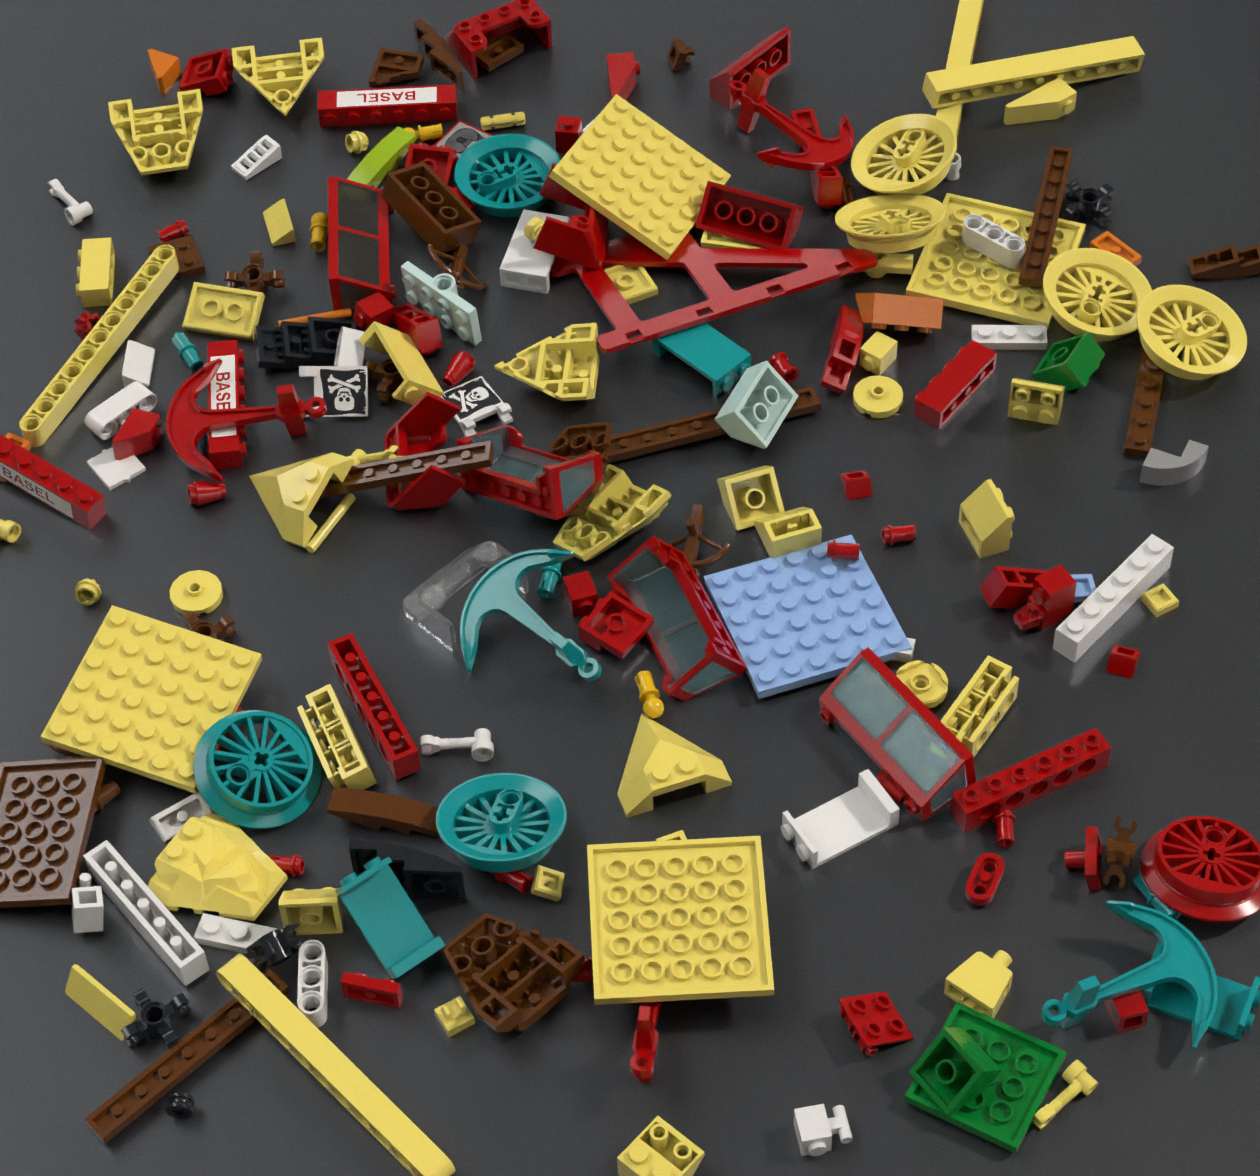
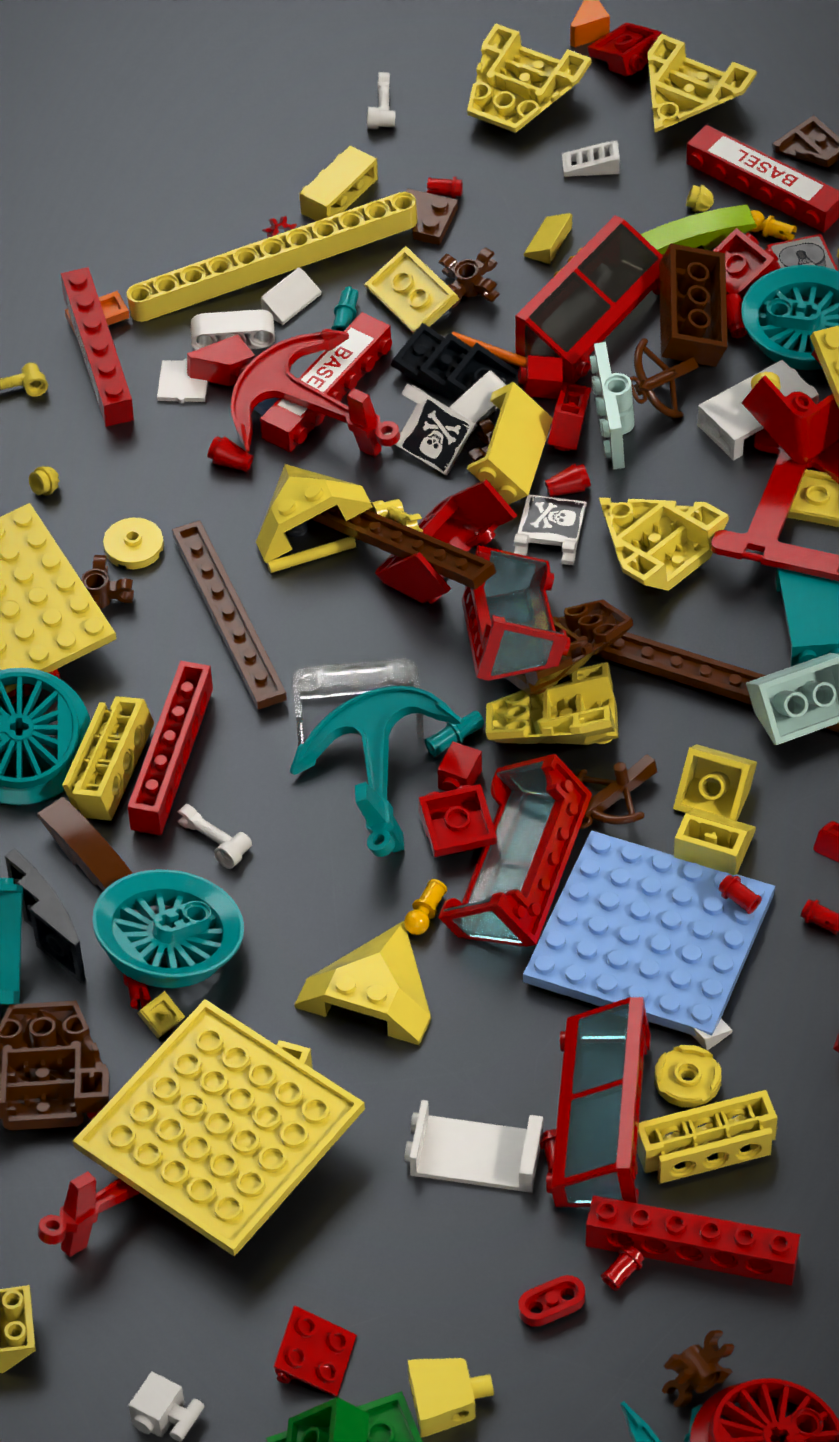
camera: 40 degrees right, 0 degrees up
(316, 596) = (229, 615): none -> plate
(1089, 858) = (661, 1350): red tile -> none

